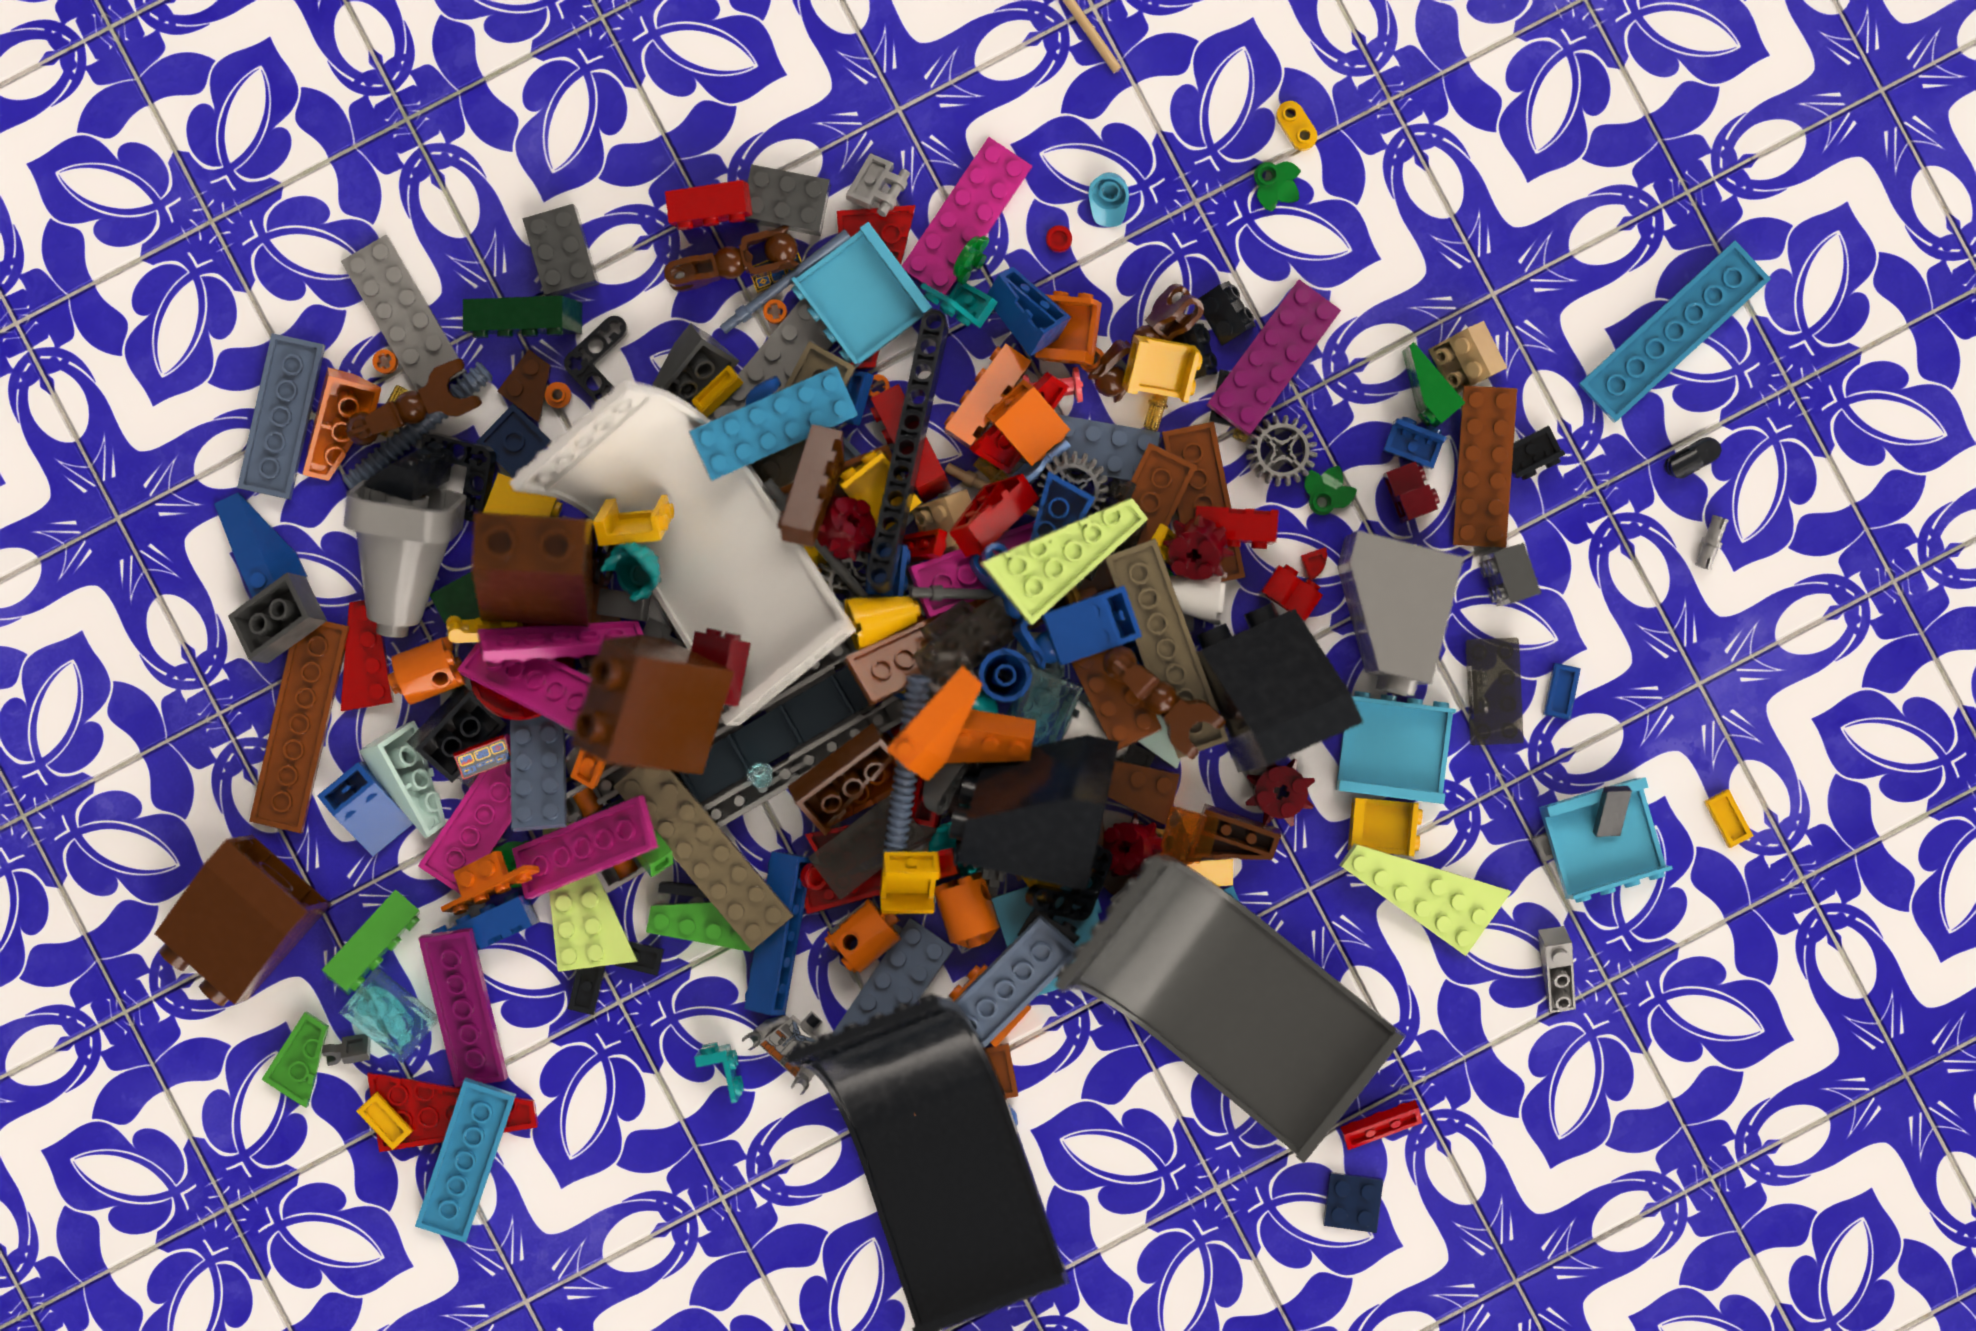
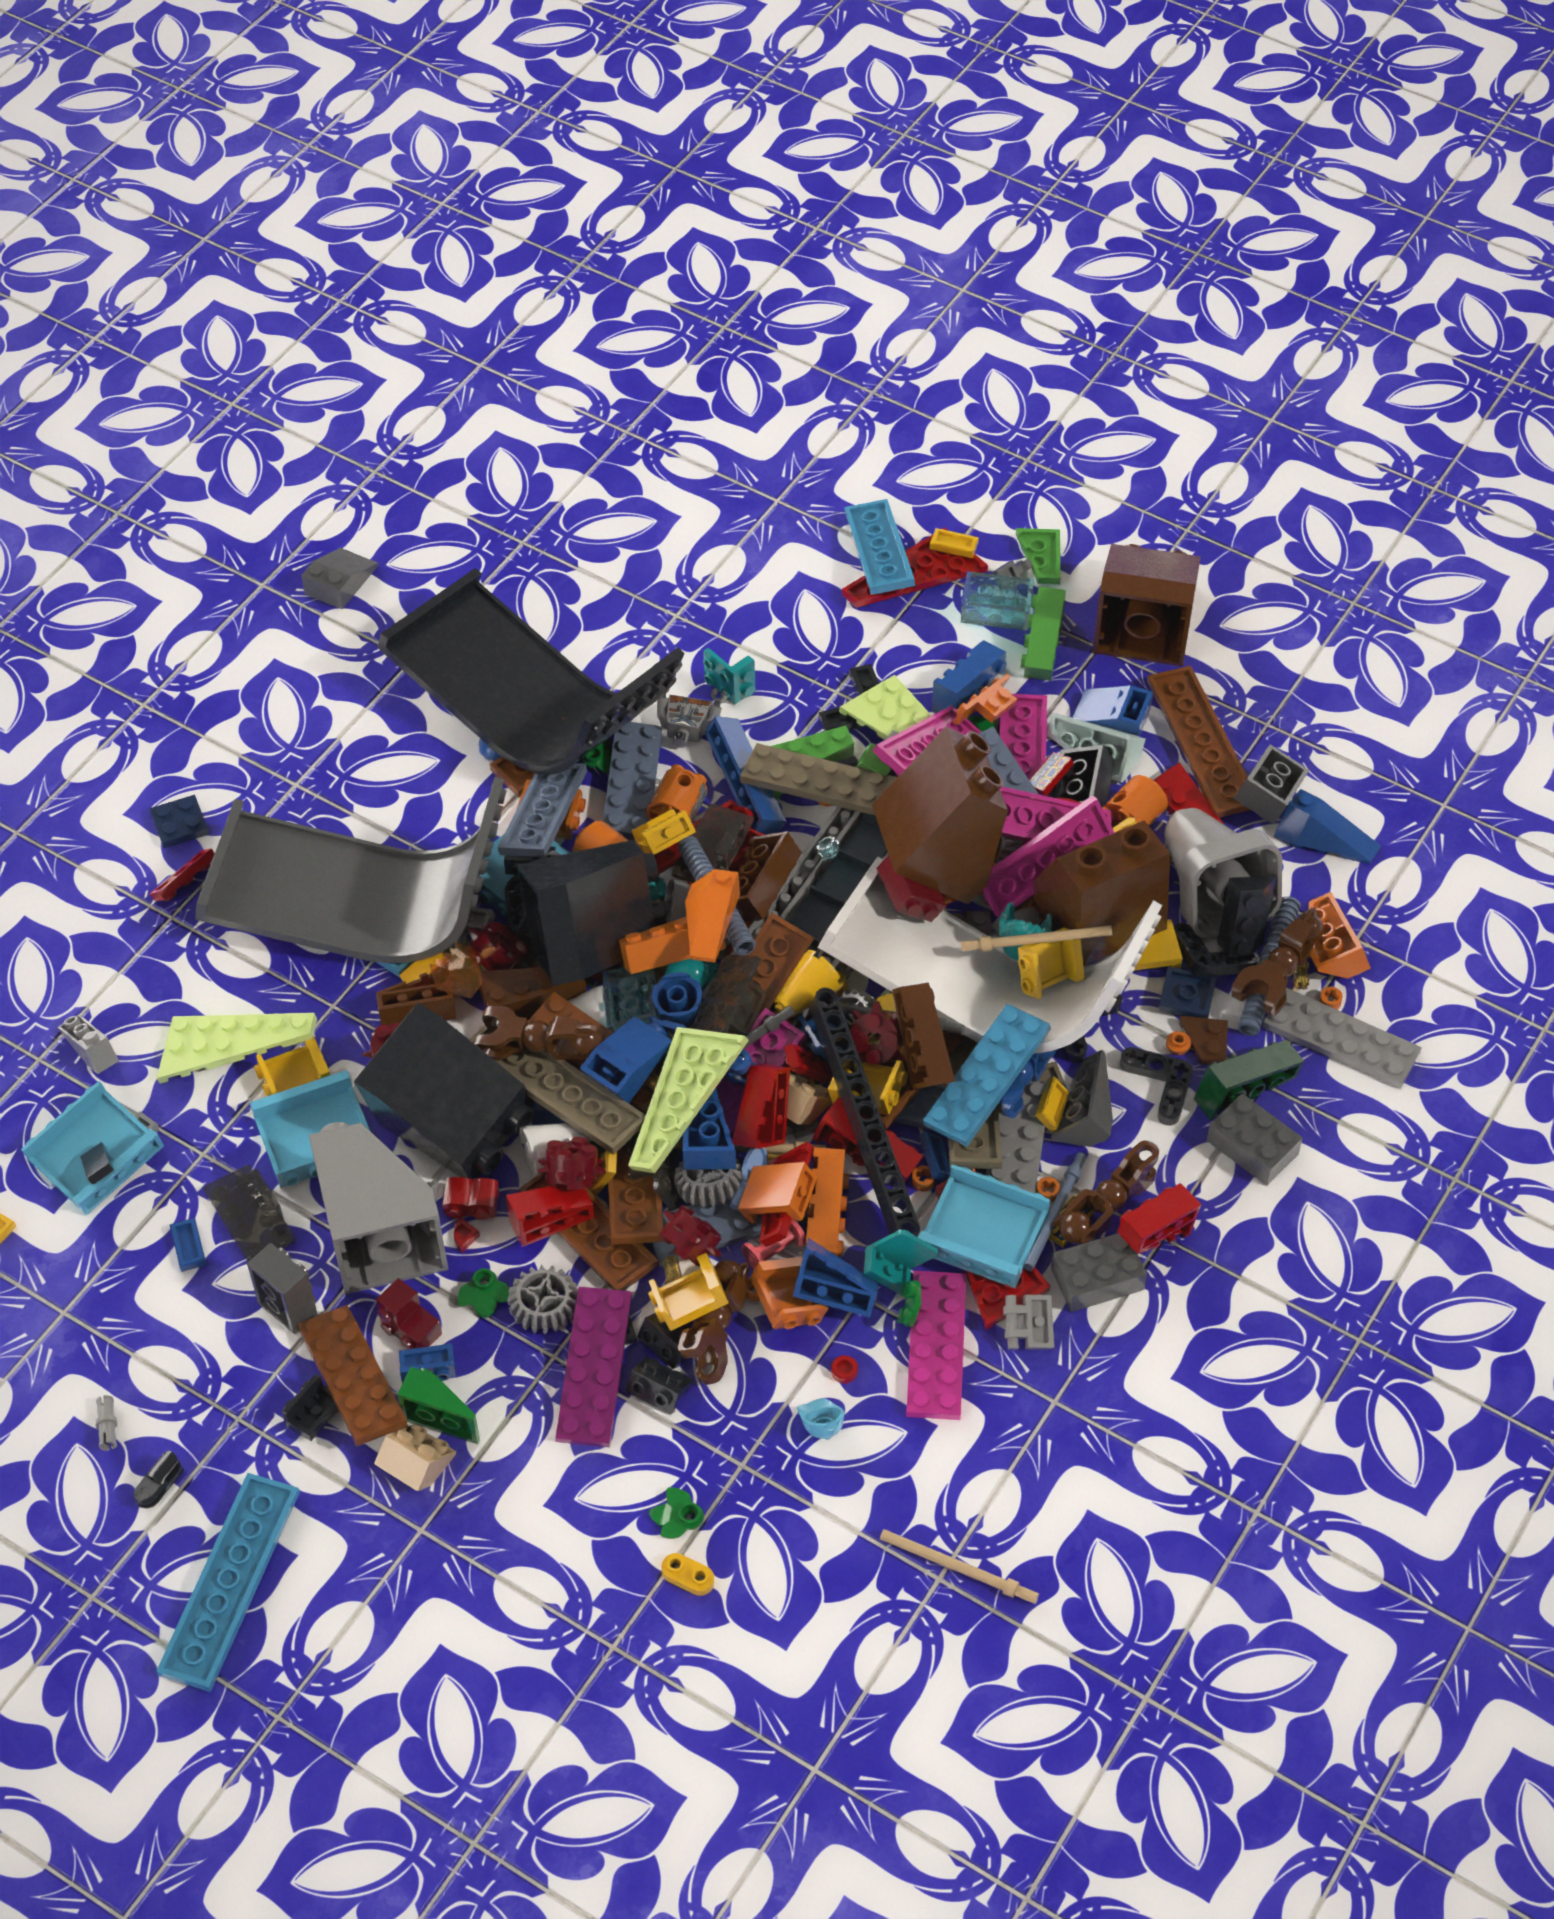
camera: 155 degrees right, 35 degrees down
(281, 416) = (1379, 923): sand blue plate -> none
(463, 1006) = (948, 624): magenta plate -> none
(684, 562) = (987, 943): none -> tan bar
(1129, 421) = (690, 1235): none -> dark red brick

